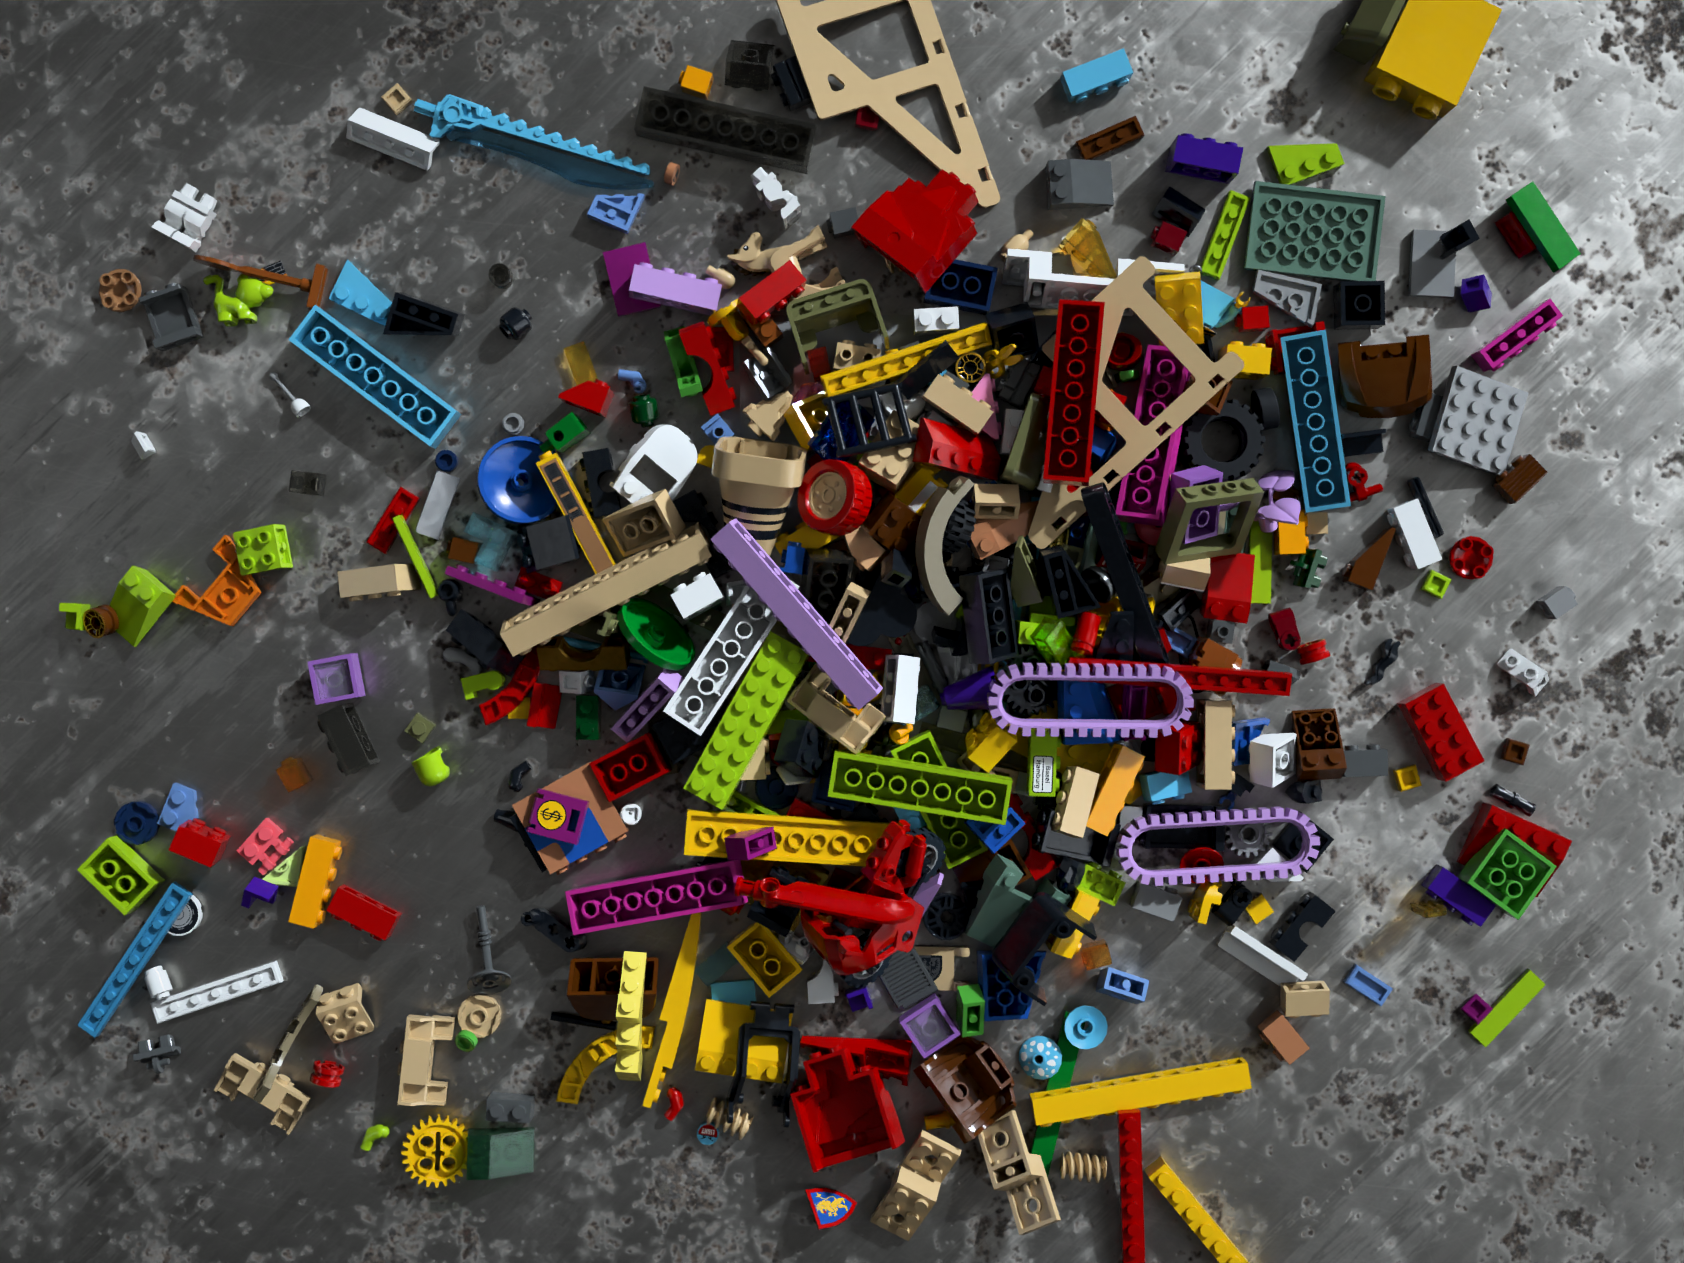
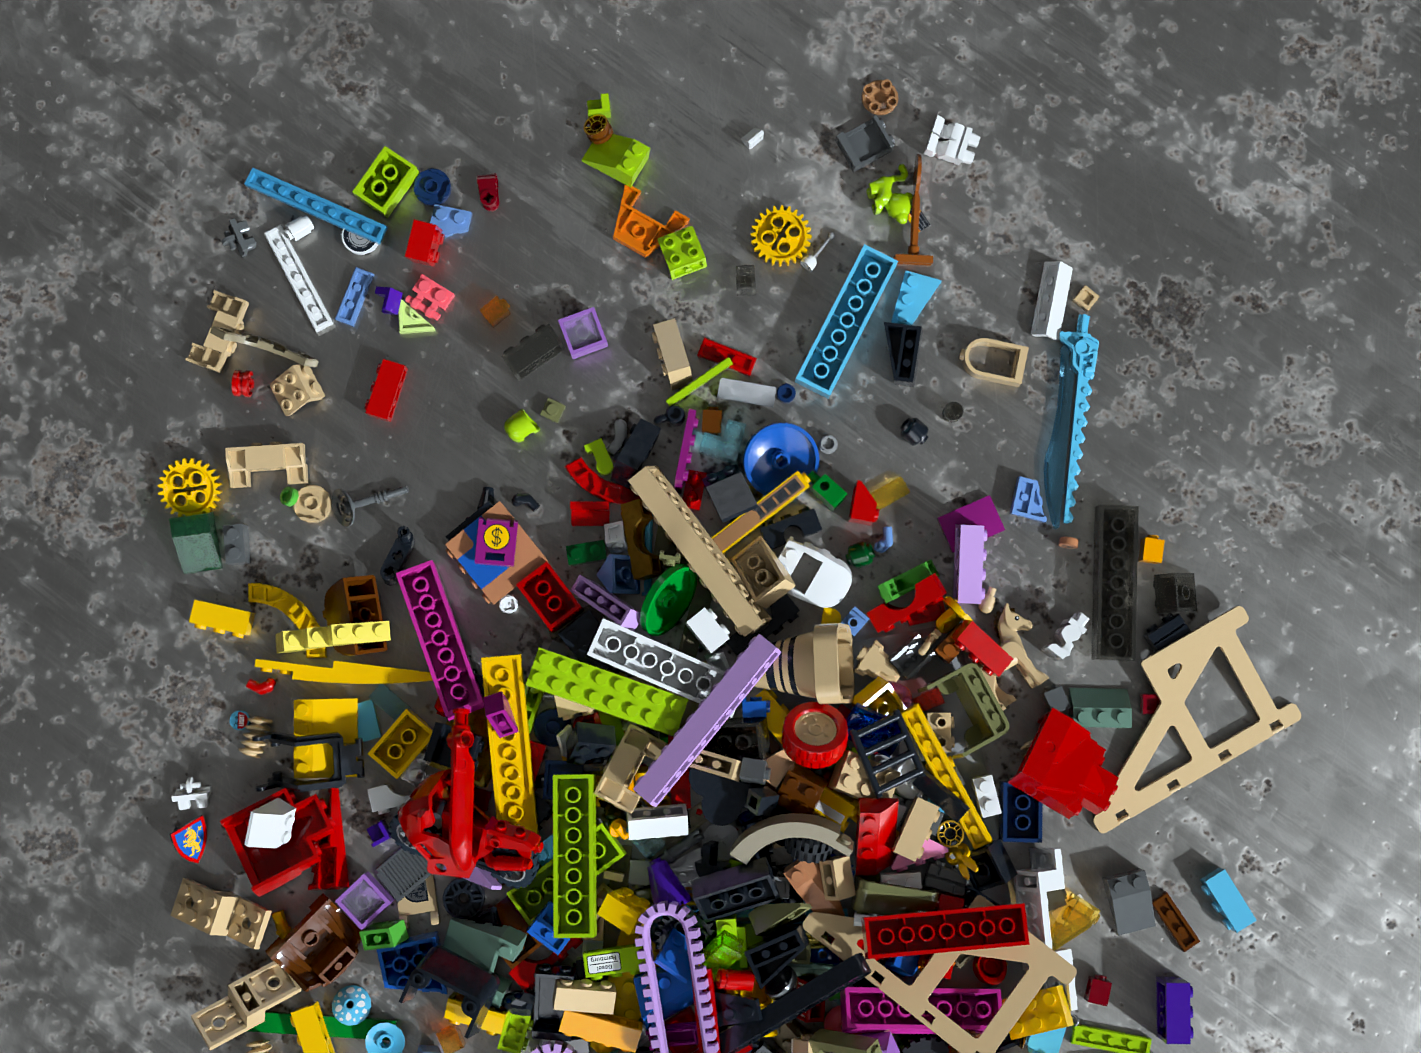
camera: 80 degrees right, 5 degrees down
(151, 759) = (488, 188): none -> dark red piece
(249, 931) = (354, 296): none -> medium blue tile
(275, 418) = (766, 228): none -> yellow gear
(314, 881) = (406, 344): light orange brick -> none
(373, 1133) = (196, 430): lime arm -> none
(462, 191) = (1018, 364): none -> tan window
(522, 710) = (583, 495): yellow tile -> none
(579, 1020) = (321, 592): black bar -> none
(590, 1136) = (221, 618): none -> yellow brick
(776, 1198) = (192, 791): none -> white hips
(828, 1117) = (270, 825): none -> white slope
(861, 174) = (1100, 707): none -> sand green slope
(863, 571) = (754, 771): none -> dark grey brick
(950, 747) = (613, 875): none -> tan tile
(1017, 241) = (1068, 855): tan plant -> none
(1049, 695) = (674, 956): none -> blue wing
(1127, 376) = (969, 975): bright green tile -> none
(1179, 211) = (1124, 995): black panel -> none

